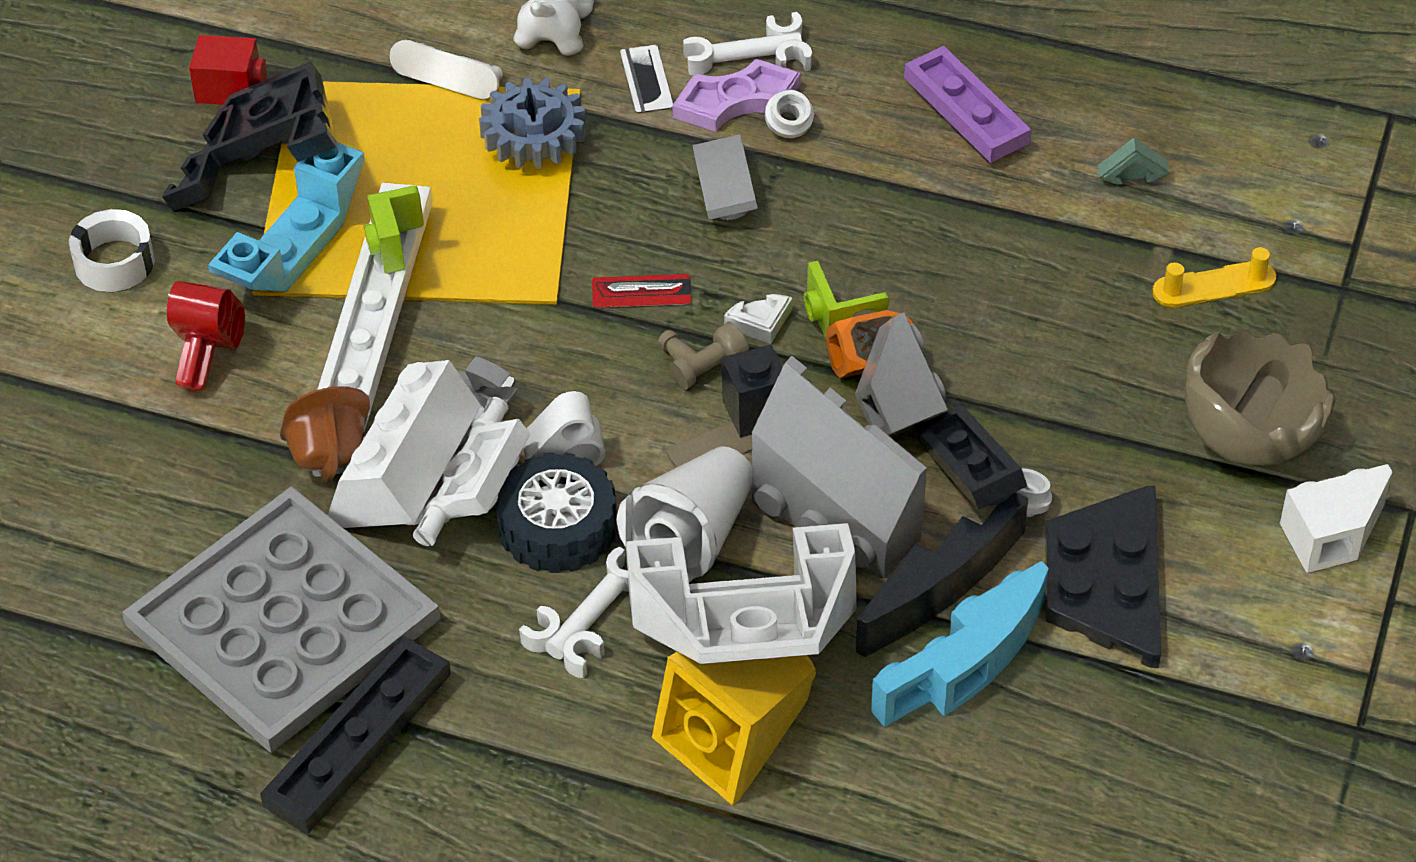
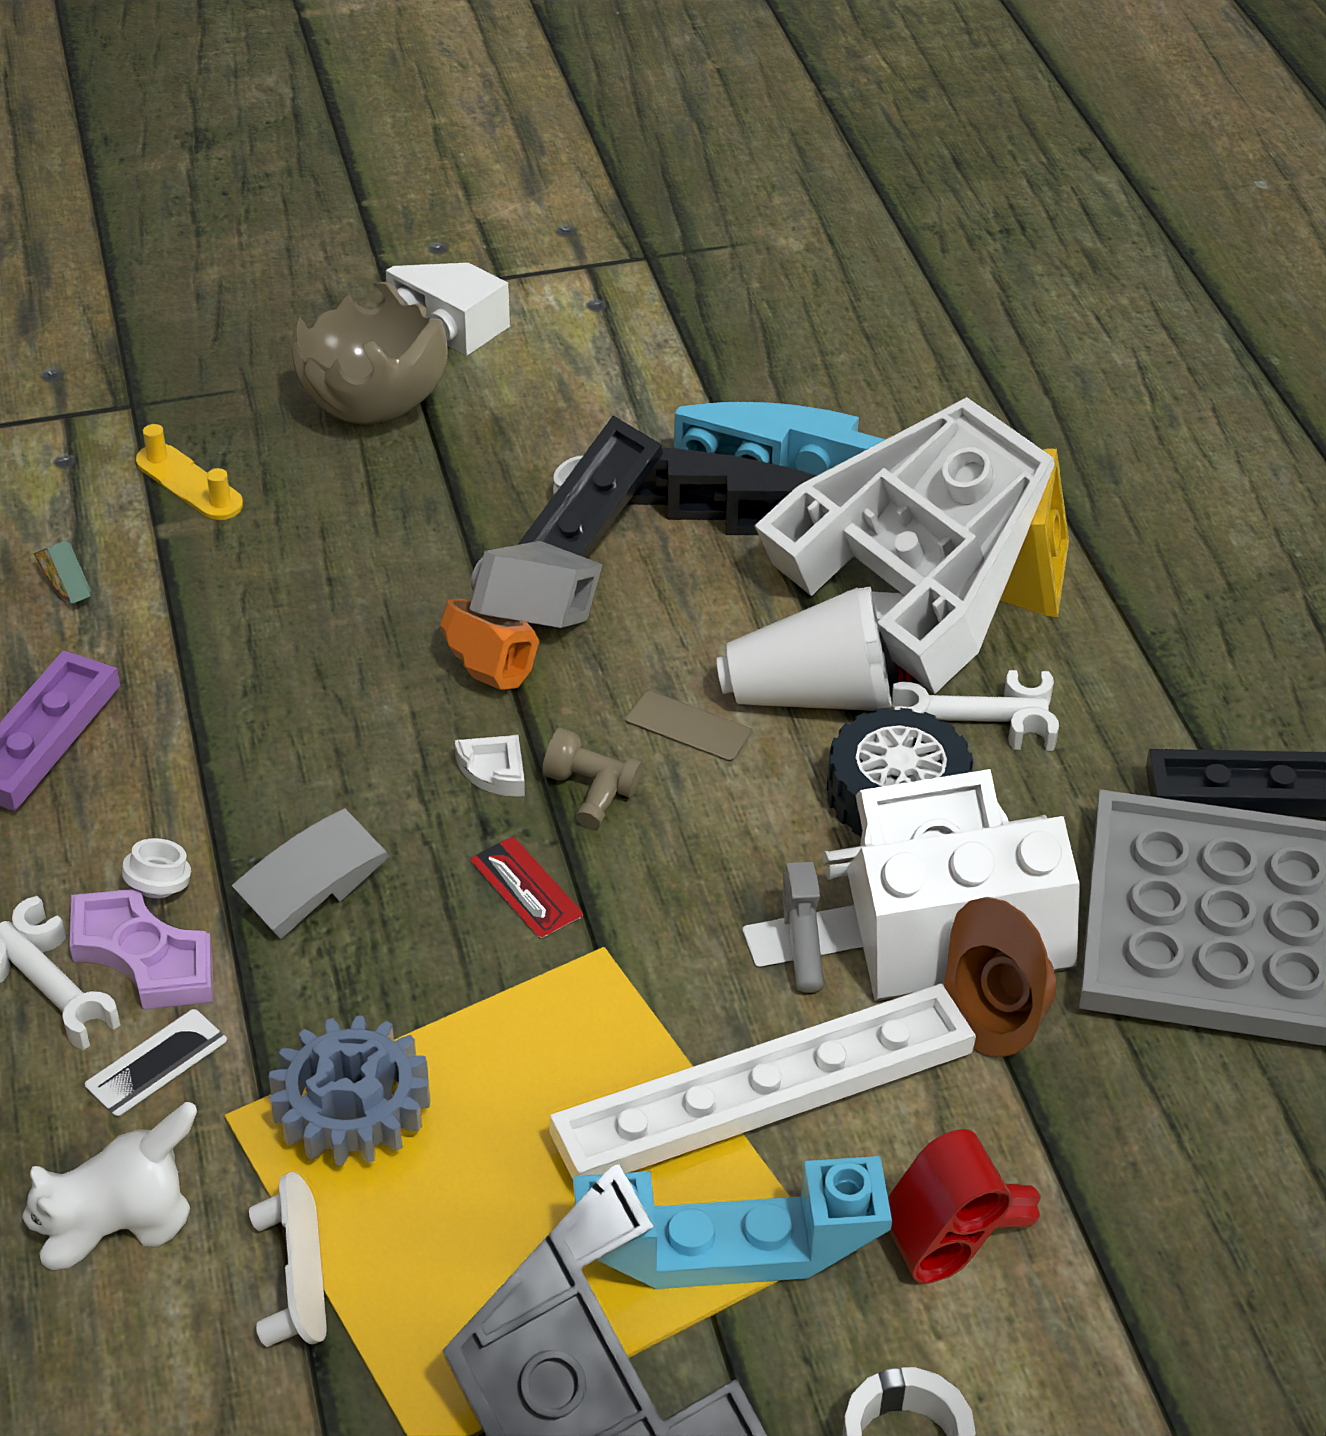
camera: 125 degrees left, 5 degrees down
(390, 214) = (676, 1084): lime bracket -> none
(566, 428) = (811, 802): white piece -> none
(747, 385) = (622, 691): black brick -> none
(823, 307) = (454, 698): lime bracket -> none
(828, 469) = (705, 570): light grey wedge -> none
(1107, 573) = (639, 397): black wing -> none

